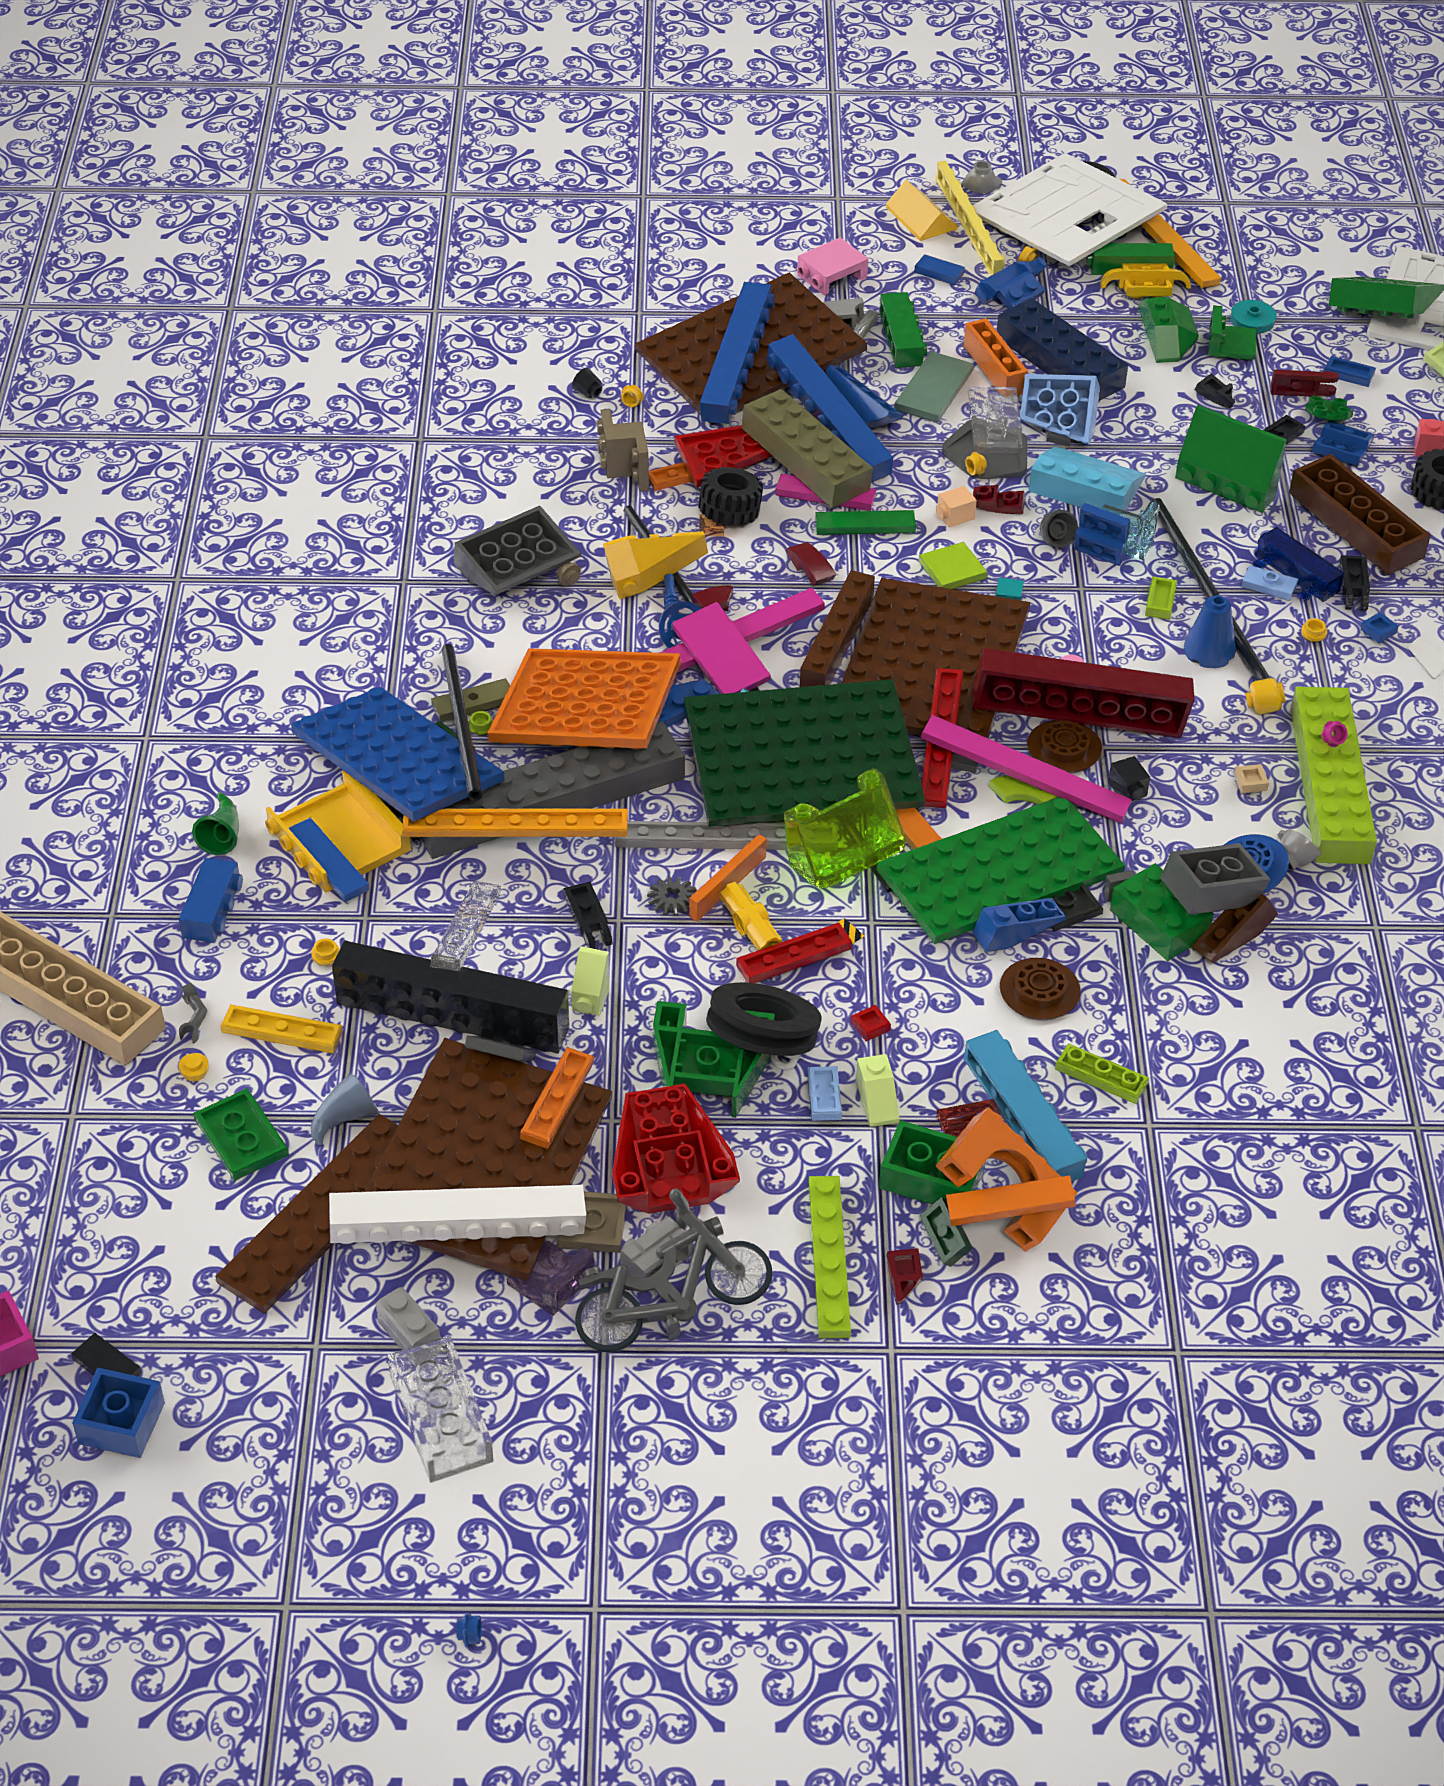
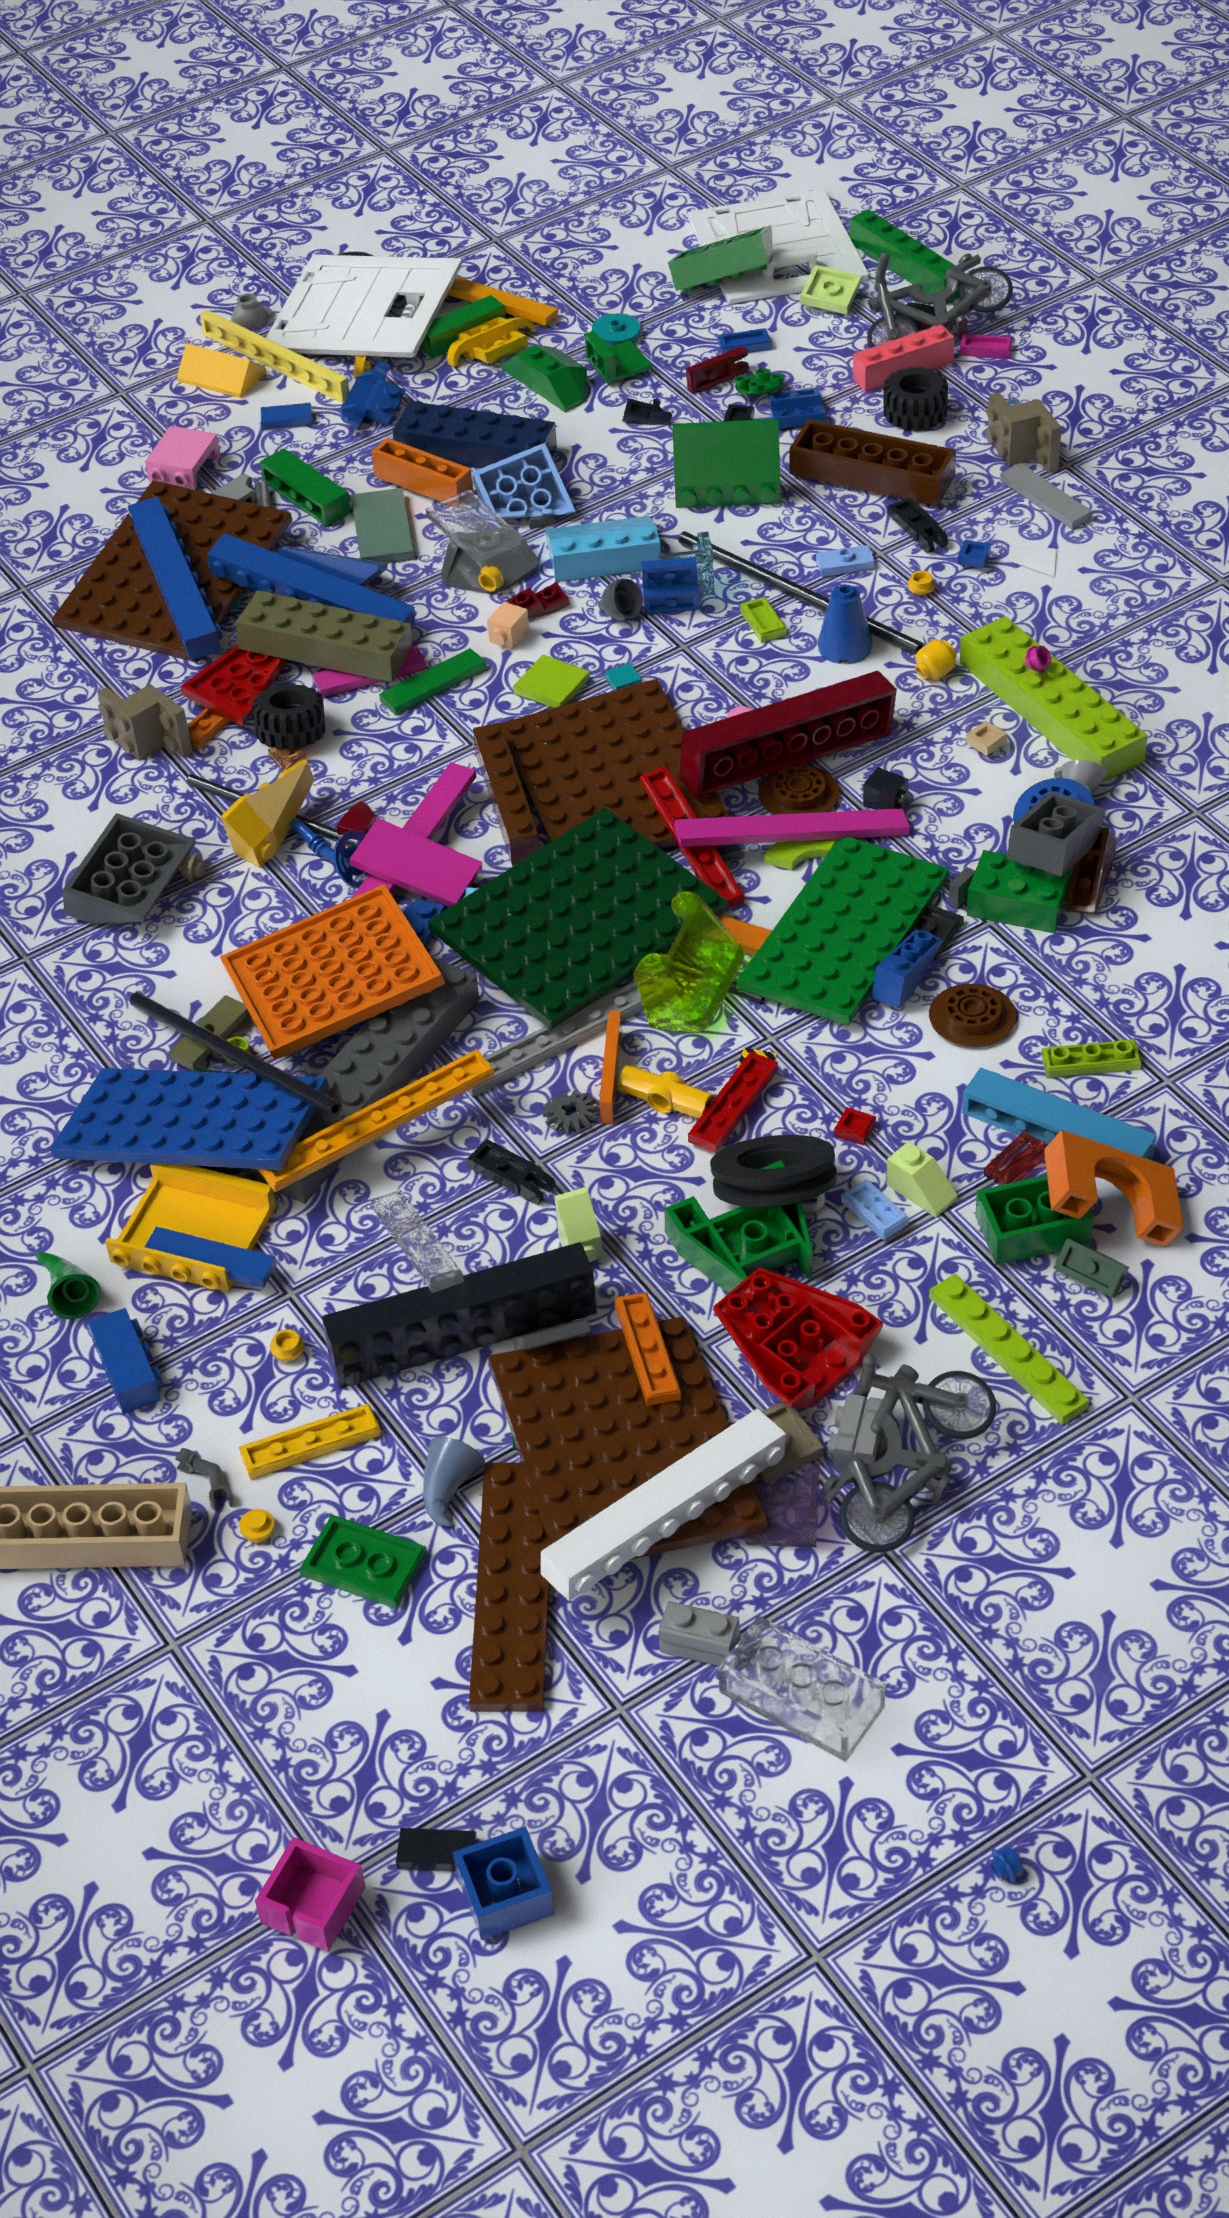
camera: 30 degrees left, 0 degrees up
(587, 383) = (41, 679): black hat -> none
(630, 400) = (98, 675): yellow plate -> none
(813, 563) = (411, 738): dark red slope -> none
(904, 1272) = (1085, 1324): dark red slope -> none
(1011, 1200) = (1135, 1204): orange tile -> none
(1296, 560) = (853, 529): clear blue brick -> none

